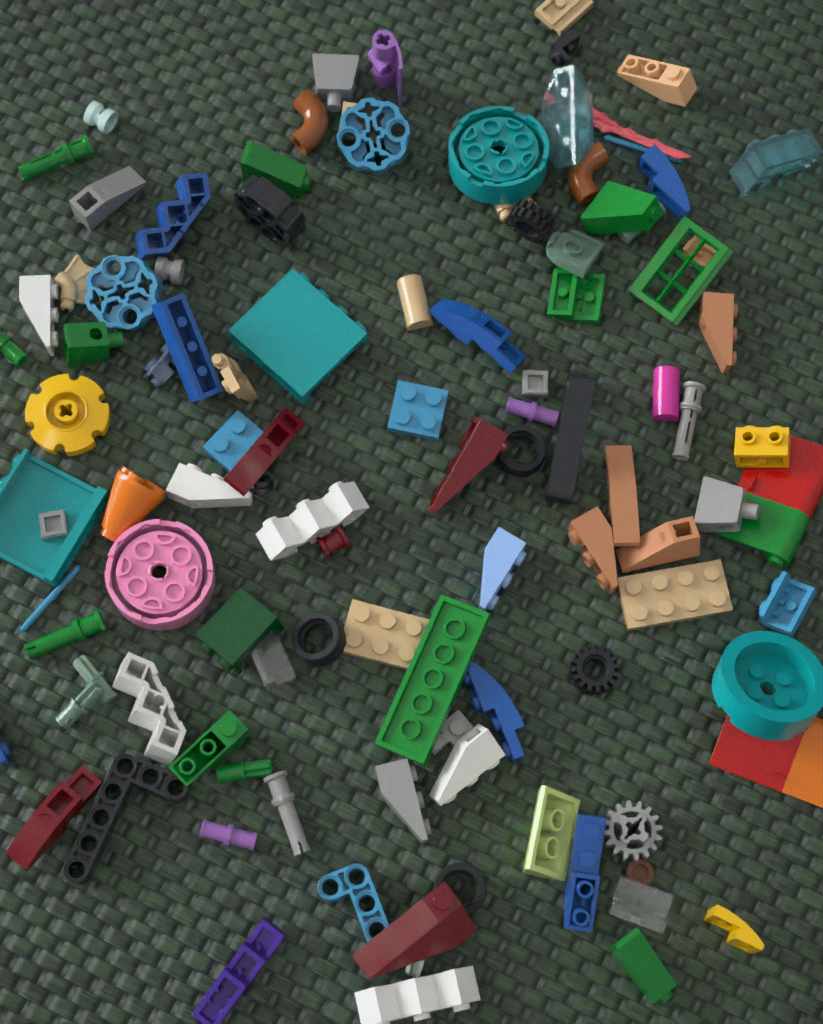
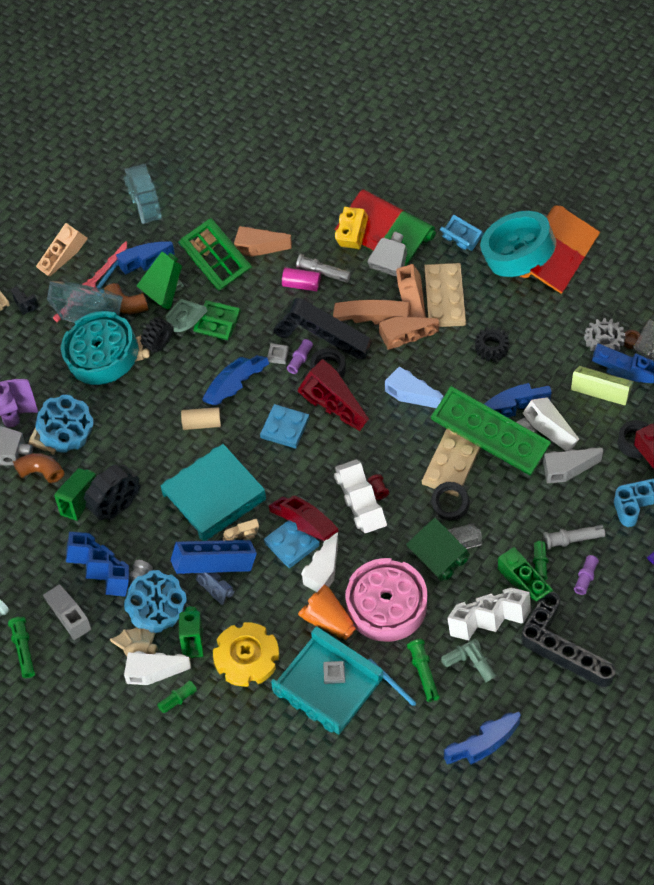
camera: 75 degrees left, 15 degrees down
(52, 816) = (565, 685): dark red slope -> none

